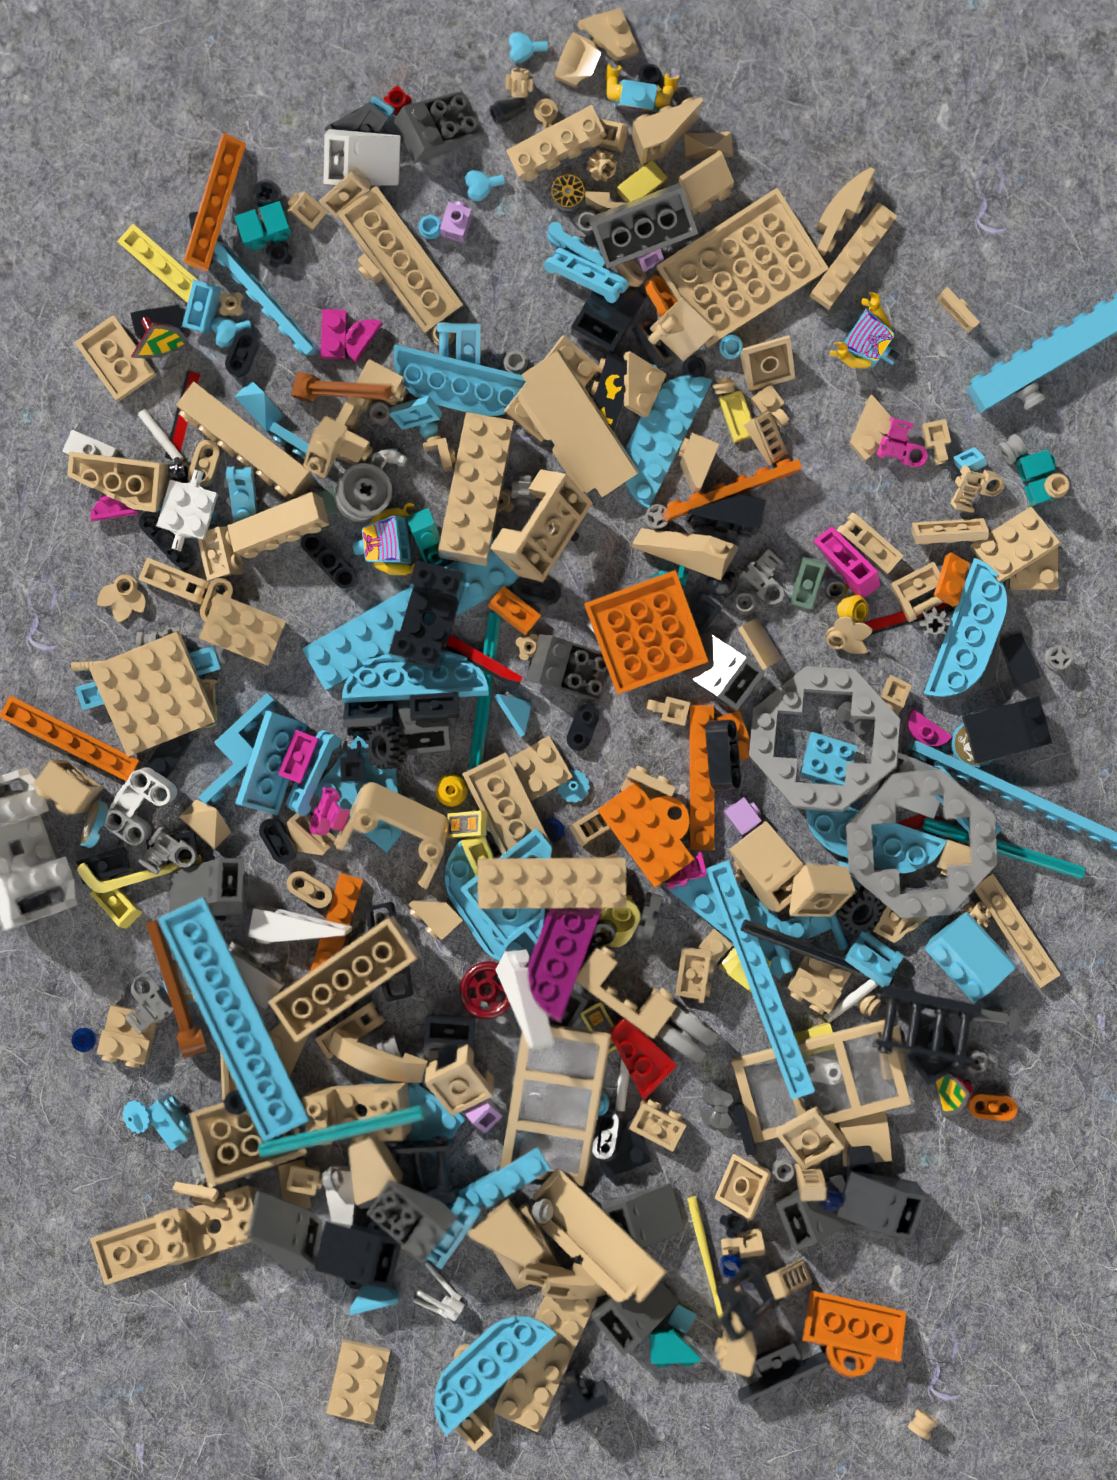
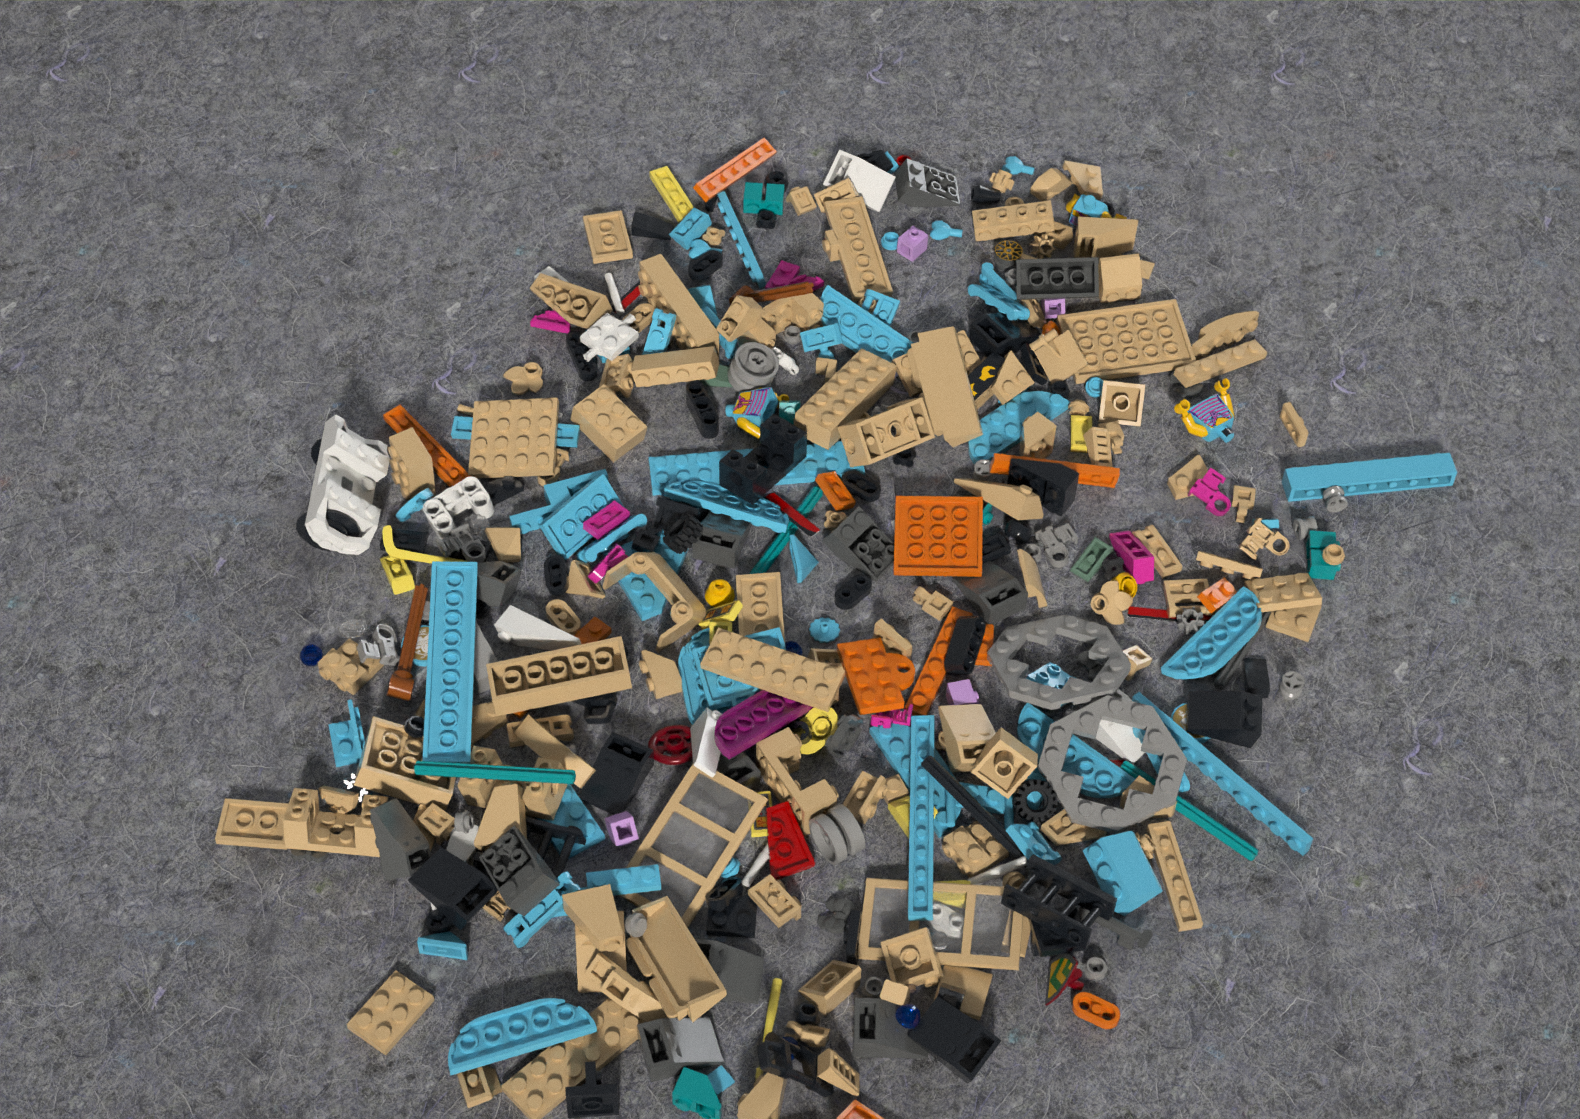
camera: 20 degrees right, 35 degrees down
(136, 1116) = (320, 726): medium azure piece -> none
(159, 340) = (648, 232): shield -> none
(173, 580) = (570, 379): tan plate -> none
(178, 470) = (617, 312): black plate -> none
(434, 706) = (732, 518): black plate -> none
(449, 1307) = (509, 979): white plant -> none
(459, 1083) = (614, 790): tan panel -> none
(540, 768) = (803, 606): tan plate -> none
(926, 731) = (1149, 690): dark pink plate -> none

